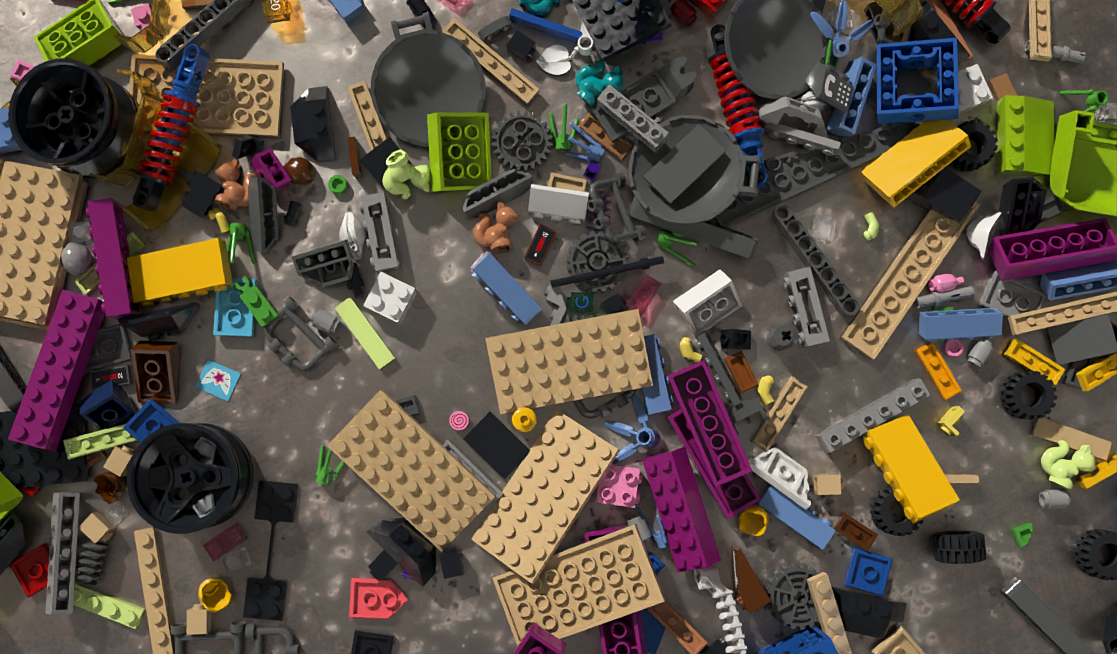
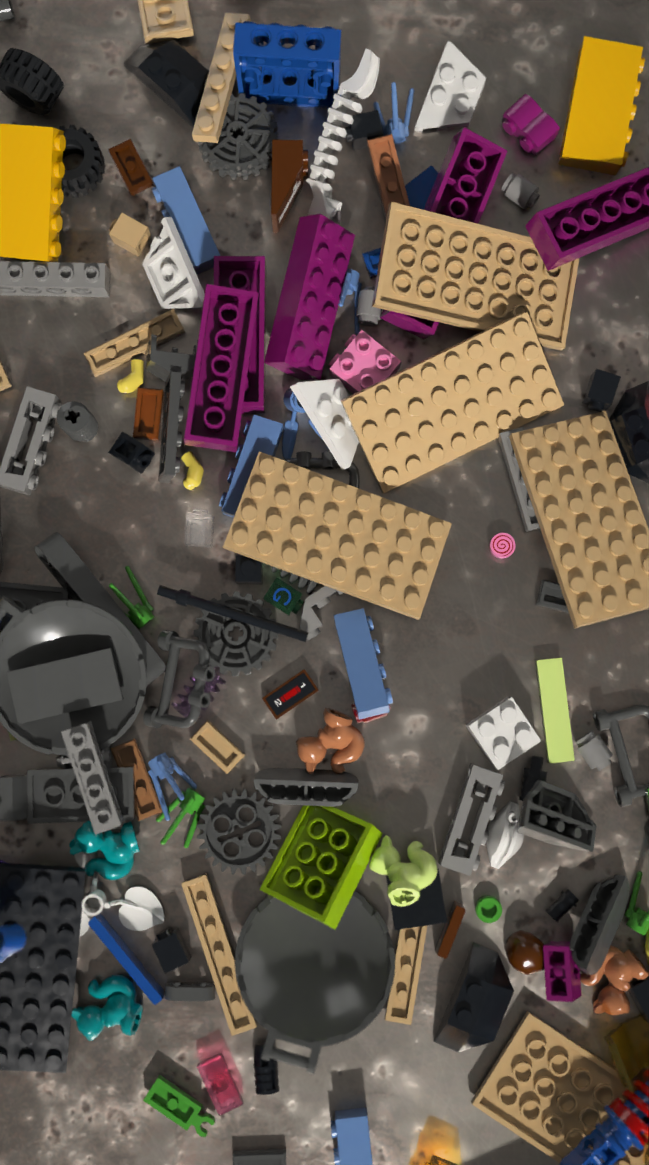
camera: 145 degrees left, 0 degrees up
(246, 146) = (572, 1021): black bracket -> none
(497, 445) = (474, 493): black tile -> none
(524, 419) = (428, 500): yellow head -> none
(557, 204) = (242, 728): white slope -> none
(594, 168) = (178, 745): dark purple piece -> none
(623, 436) = (324, 408): none -> white wing
(643, 294) = (206, 565): clear pink plate -> none
(661, 315) = (199, 529): none -> clear brick
(708, 303) = (137, 512): white slope -> none
(753, 521) = (236, 240): yellow hair -> none
(868, 572) = (144, 118): blue tile -> none

